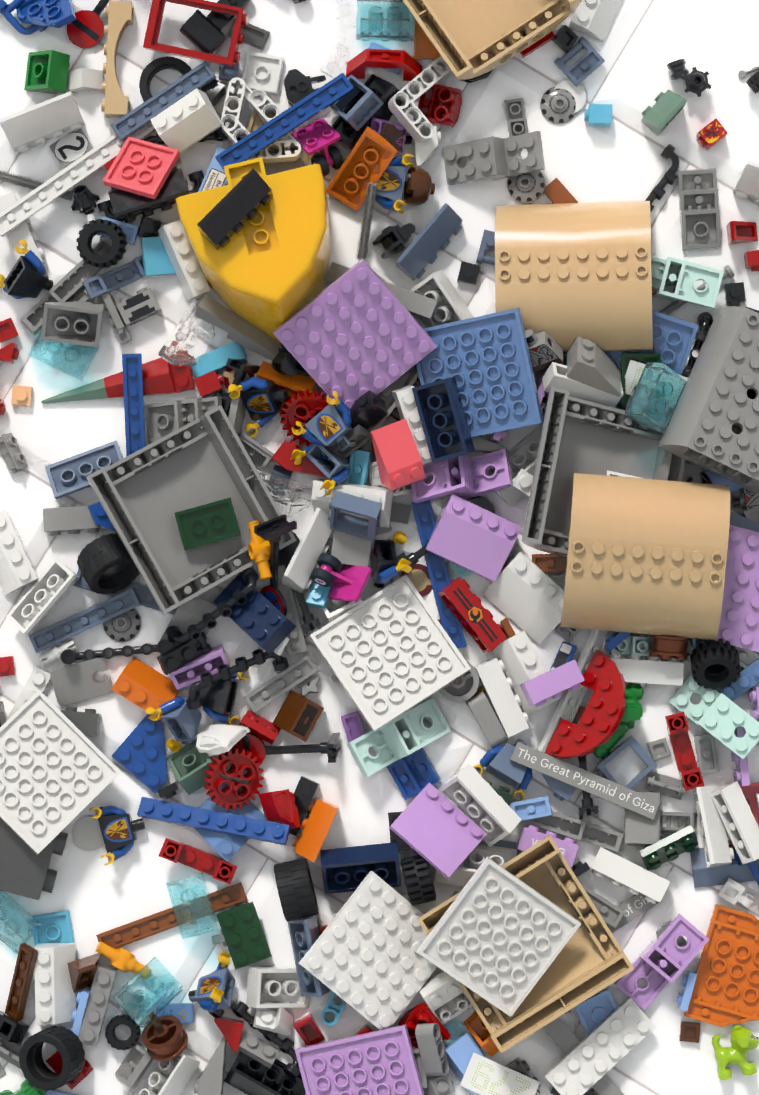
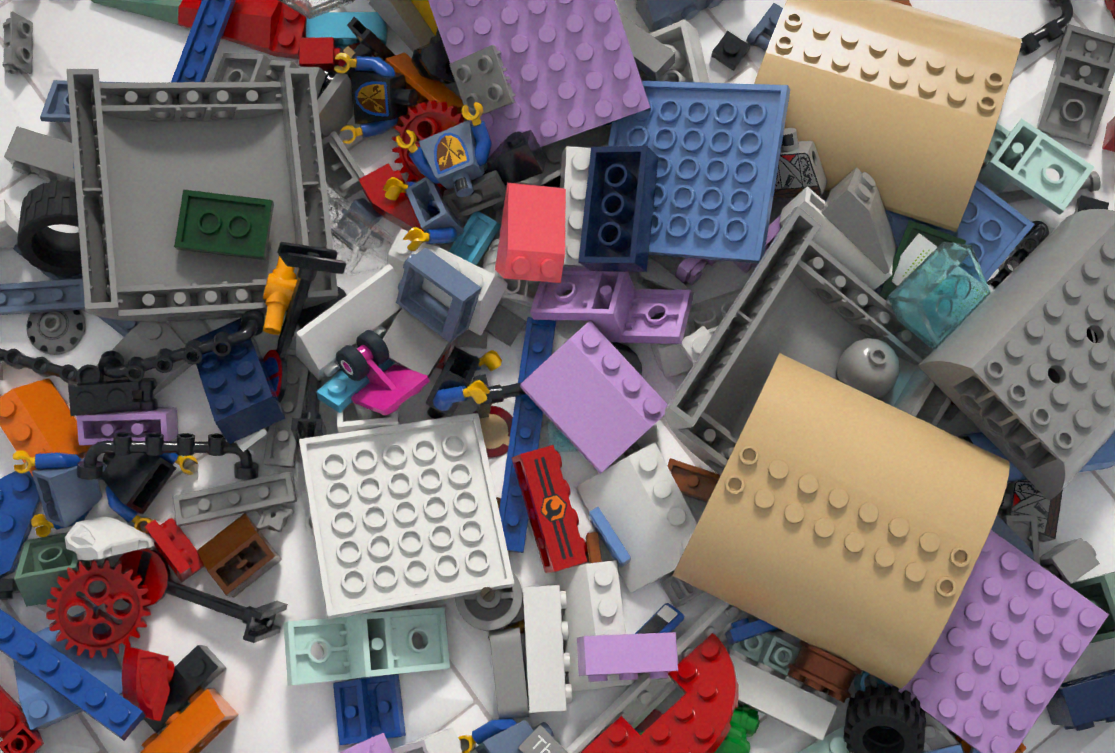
camera: 20 degrees right, 10 degrees down
(328, 372) = (482, 80): none -> light grey hinge
(353, 725) = (309, 602): medium lavender plate -> none
(513, 617) = (609, 537): none -> medium blue tile
(630, 456) = (869, 367): none -> light grey cylinder

